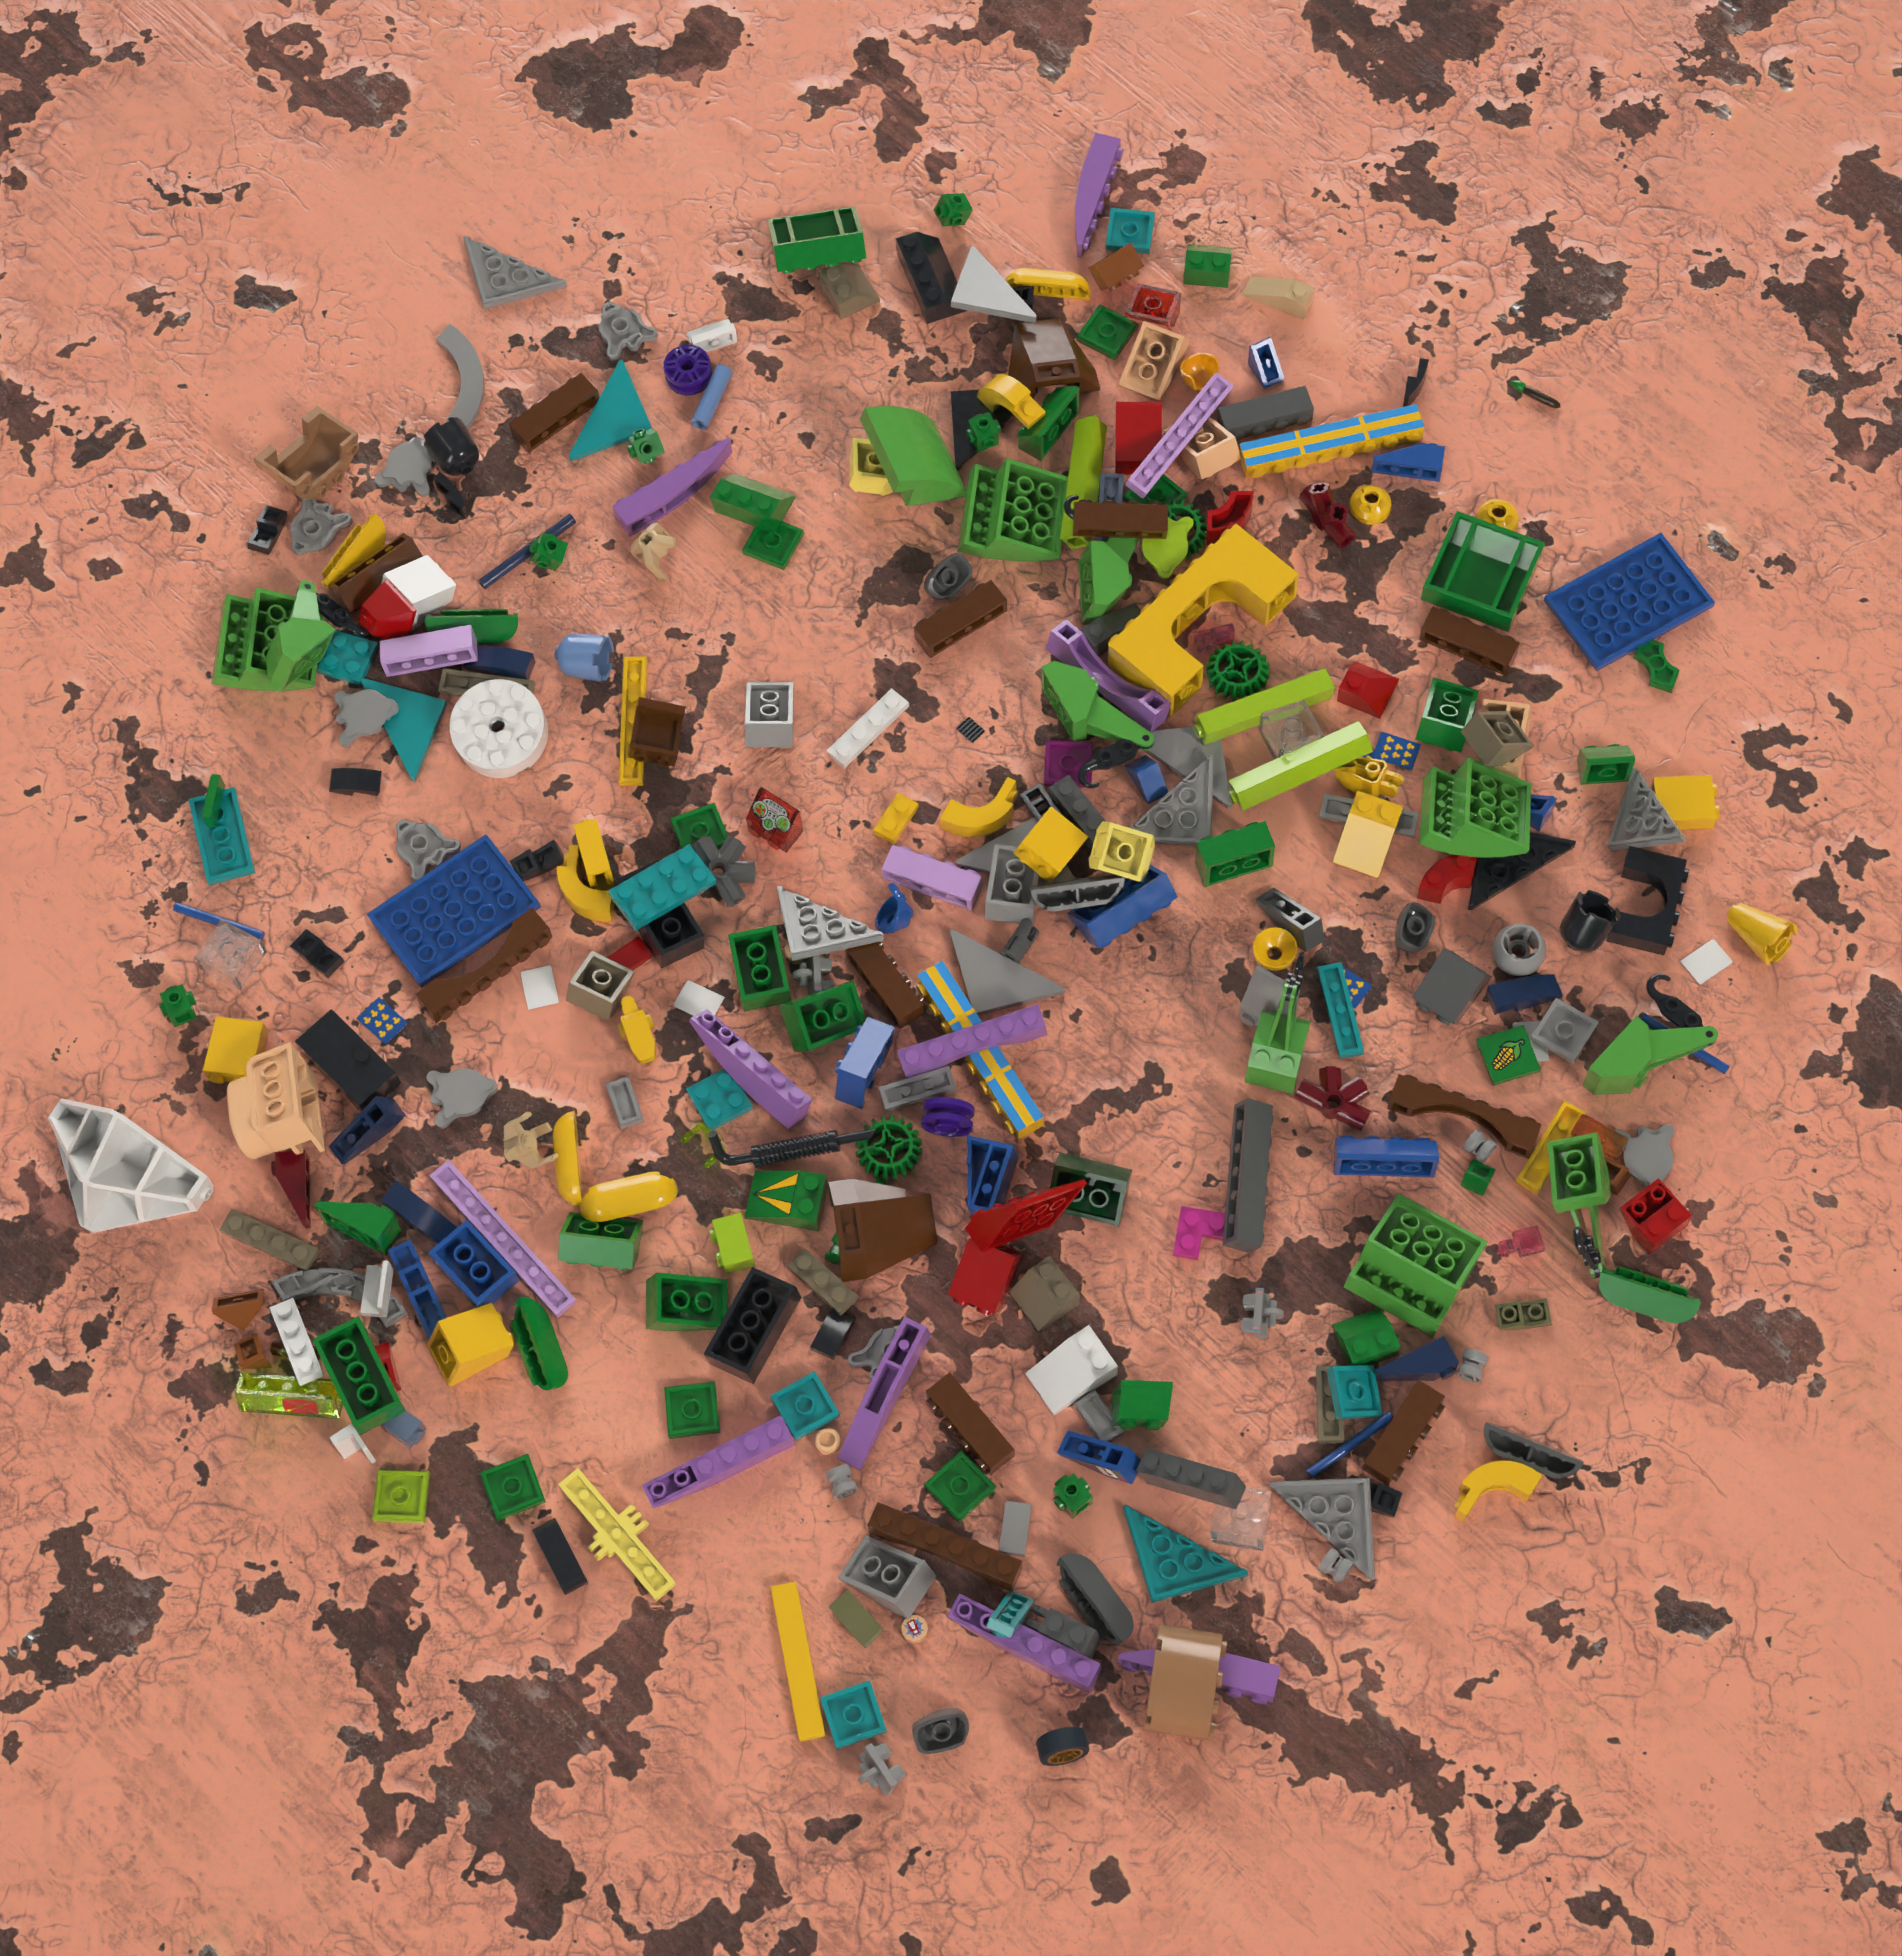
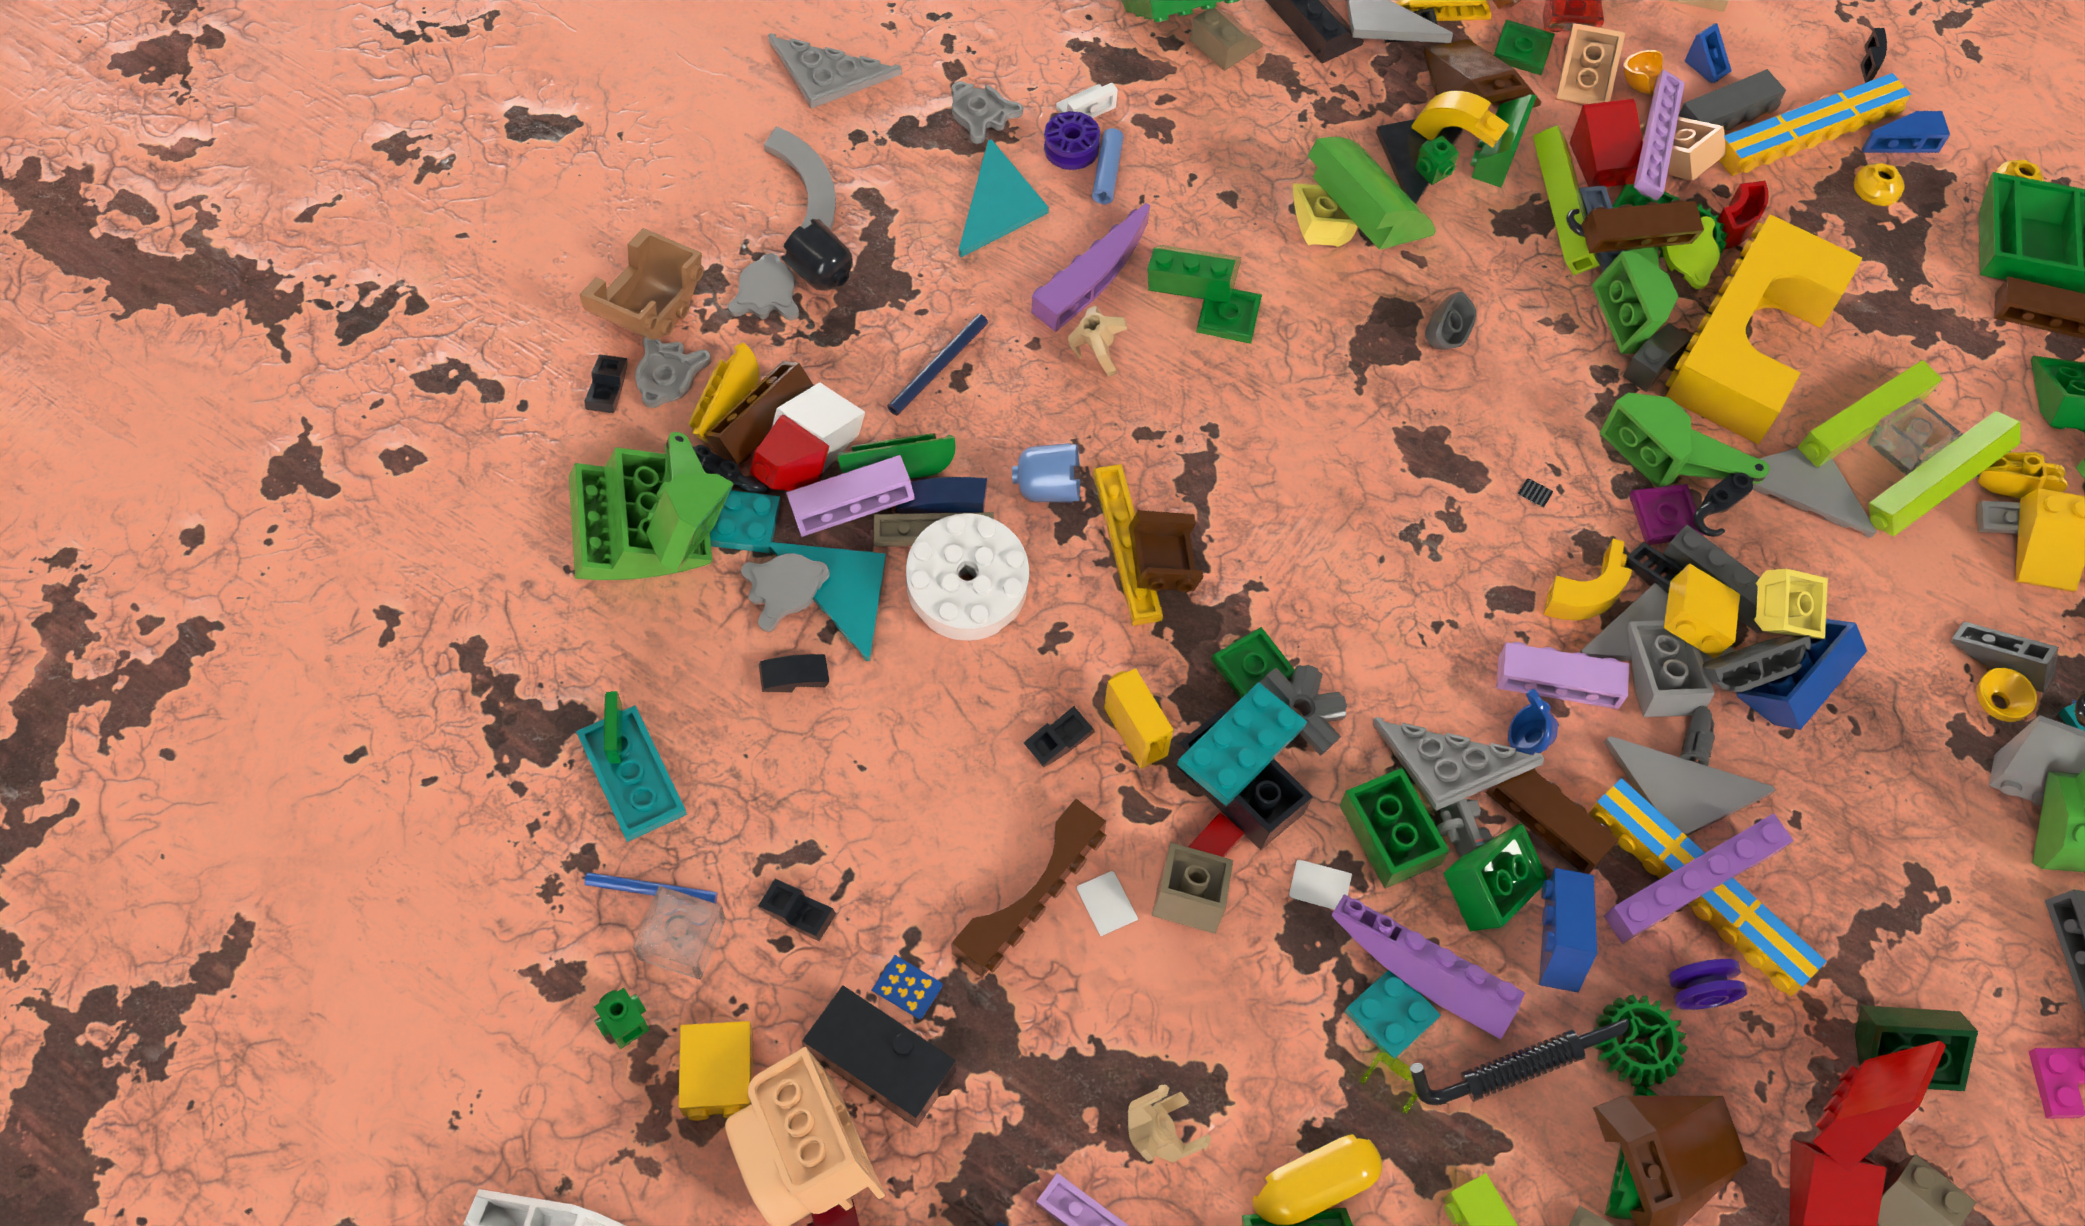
camera: 20 degrees left, 5 degrees down
(367, 1128) = (929, 1149): dark blue slope -> none
(423, 846) = (903, 742): light grey tile -> none
(452, 495) = (835, 315): black slope -> none
(453, 910) = (967, 821): blue plate -> none
(459, 1093) = (1042, 1070): light grey tile -> none
(548, 551) = (967, 359): green brick -> none
(554, 412) = (928, 205): reddish brown brick -> none
(568, 1162) = (1226, 1154): yellow brick -> none
(583, 900) = (1127, 774): yellow arch -> none
(624, 1102) = (1268, 1042): light grey tile -> none
(637, 1028) = (1260, 940): yellow hinge -> none
(645, 445) = (1049, 225): green brick -> none
(769, 714) = (1296, 510): light grey slope -> none
(774, 820) = (1349, 635): clear red slope -> none
(787, 1198) = (1532, 1137): green slope -> none
(867, 728) = (1415, 509): white plate -> none
(896, 818) = (1488, 611): yellow plate -> none
(917, 1089) = (1644, 952): light grey plate -> none
(960, 618) = (1481, 366): reddish brown brick -> none
(989, 1172) = (1786, 1057): blue wedge -> none
(1013, 513) = (1499, 243): bright green slope -> none
(1139, 703) = (1737, 429): medium lavender arch -> none
(1147, 778) = (1767, 515): blue slope -> none
(1184, 811) = (1829, 542): light grey tile -> none
(1215, 637) = (1782, 344): clear pink plate -> none
(1234, 853) = (1915, 586): green brick -> none
(1242, 659) = (1825, 379): green gear -> none
(1327, 514) = (1845, 197): dark red piece -> none
(1366, 689) = (1966, 380): red slope -> none
(1396, 750) = (2035, 441): blue sticker -> none
(1535, 394) = (2006, 55): dark brown piece -> none

